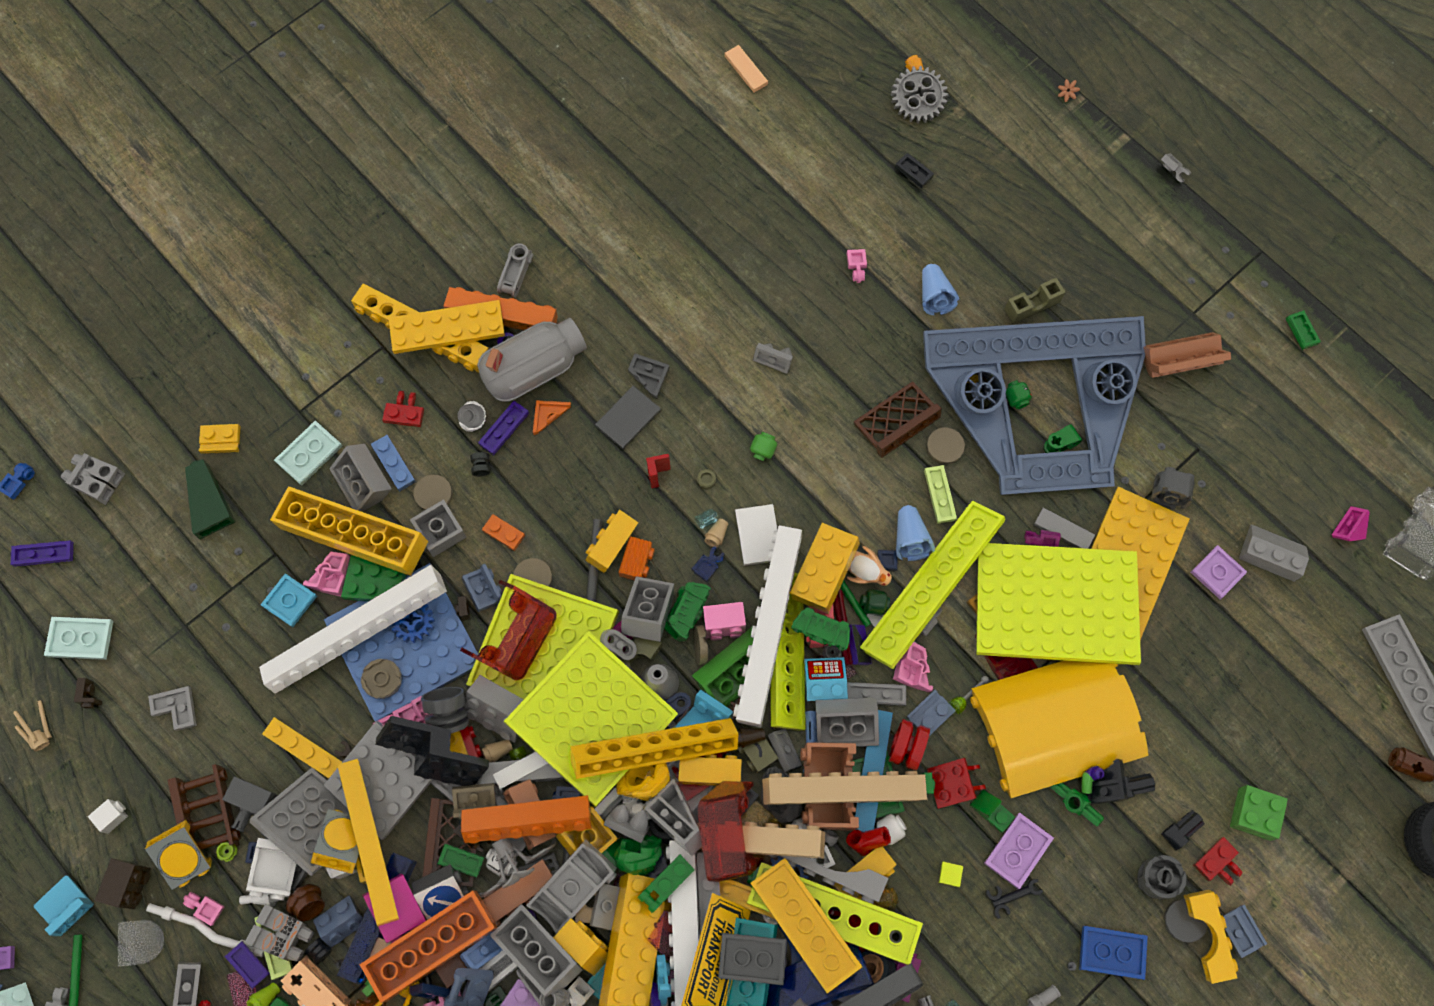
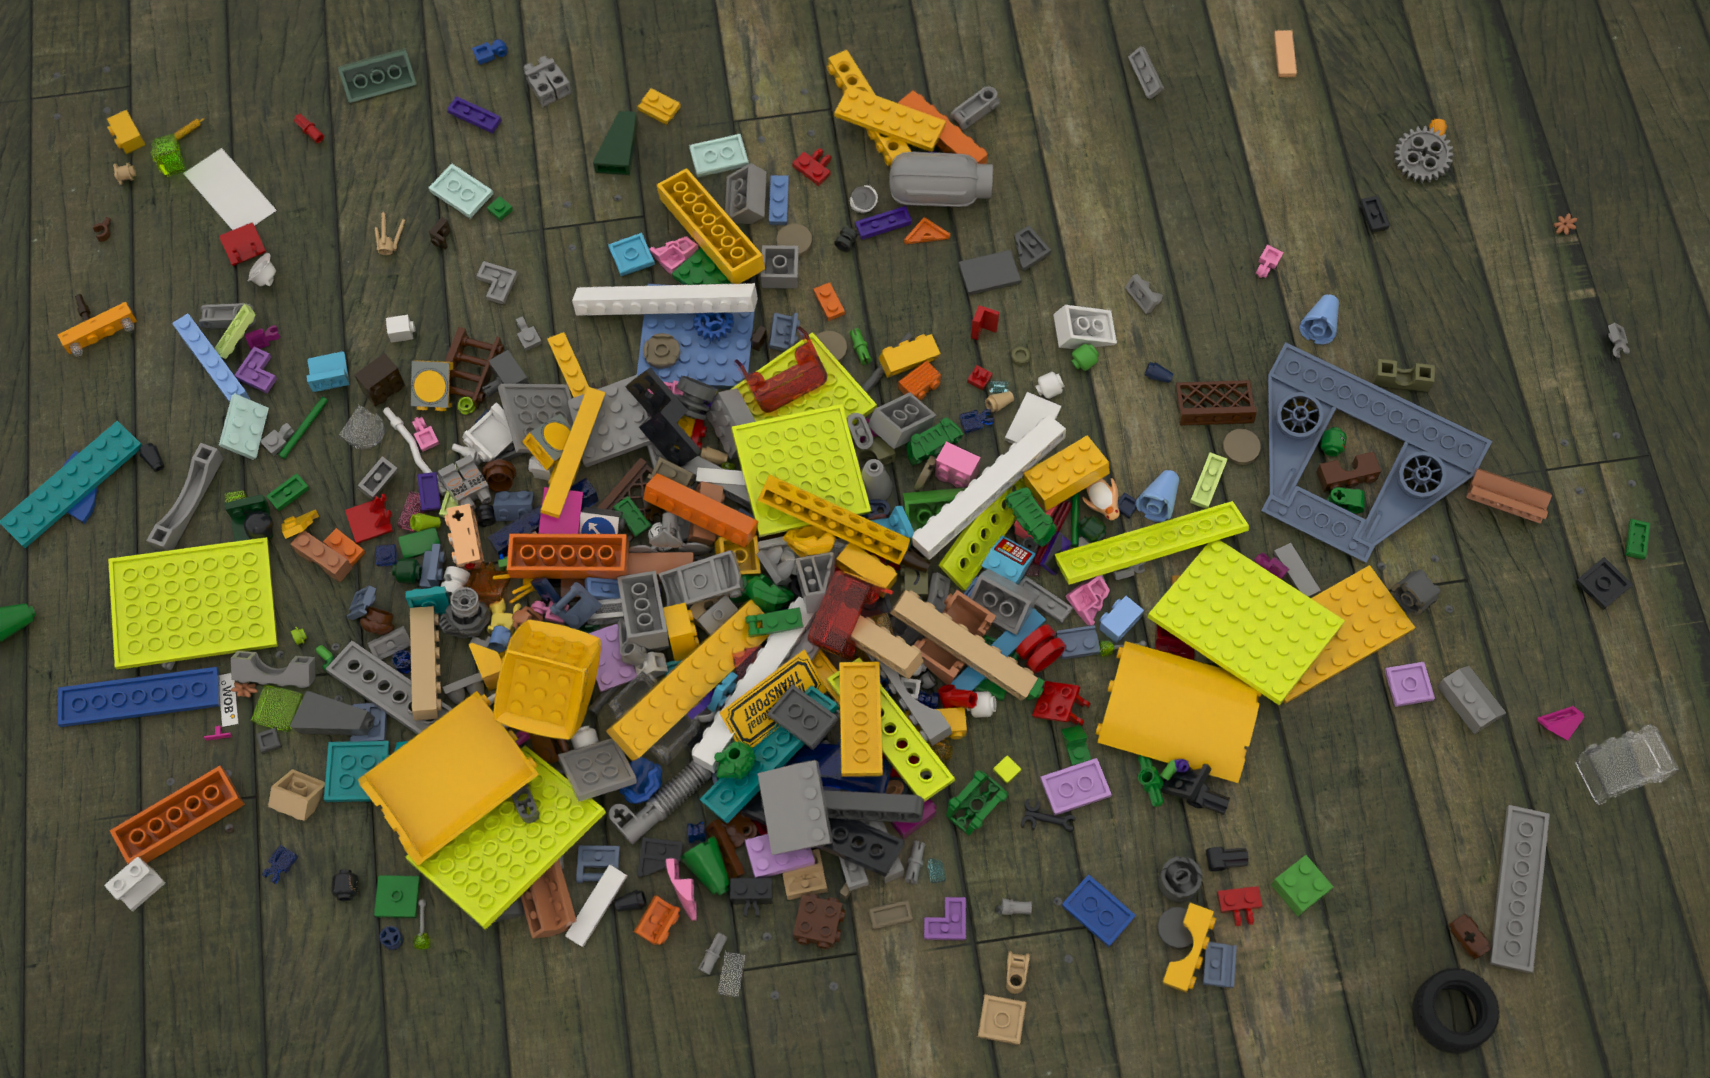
camera: 35 degrees right, 5 degrees down
(129, 631) = (500, 208): none -> green plate
(241, 743) = (527, 336): none -> light grey plate
(494, 360) = (907, 159): nougat tile -> none
(560, 558) = (860, 346): none -> bright green pin
(641, 152) = (1146, 72): none -> light grey plate
(684, 521) = (979, 377): none -> red tile
(744, 419) = (1084, 325): none -> white slope
(751, 491) = (1050, 385): none -> white head
(832, 422) = (1157, 372): none -> dark blue cone
(843, 857) = (928, 700): none -> clear blue wheel
(953, 669) = (1120, 619): none -> light blue brick
(961, 926) = (970, 794): none -> green piece
(1037, 425) = (1365, 470): none -> reddish brown arch
(1304, 384) = (1603, 583): none -> black plate

